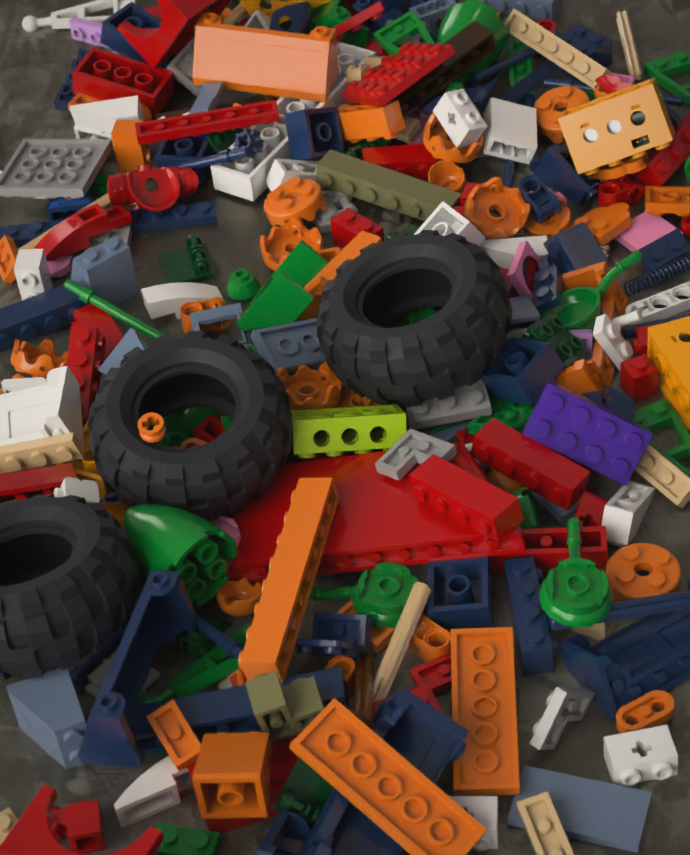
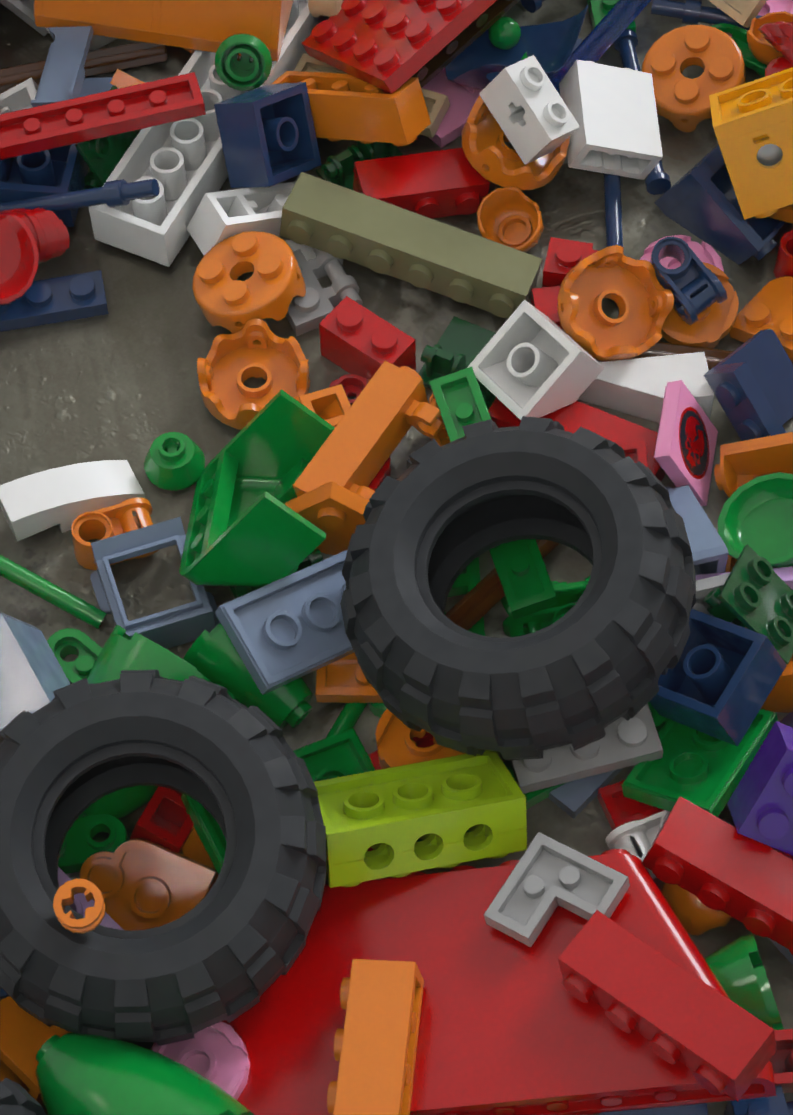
camera: 10 degrees left, 15 degrees up
(187, 263) = (66, 410): dark green hinge -> none
(251, 140) = (156, 162): dark blue gear -> none
(307, 91) = (241, 72): none -> green cone
(311, 388) = (333, 700): orange plate -> none
(547, 285) = (722, 467): dark blue hinge -> none

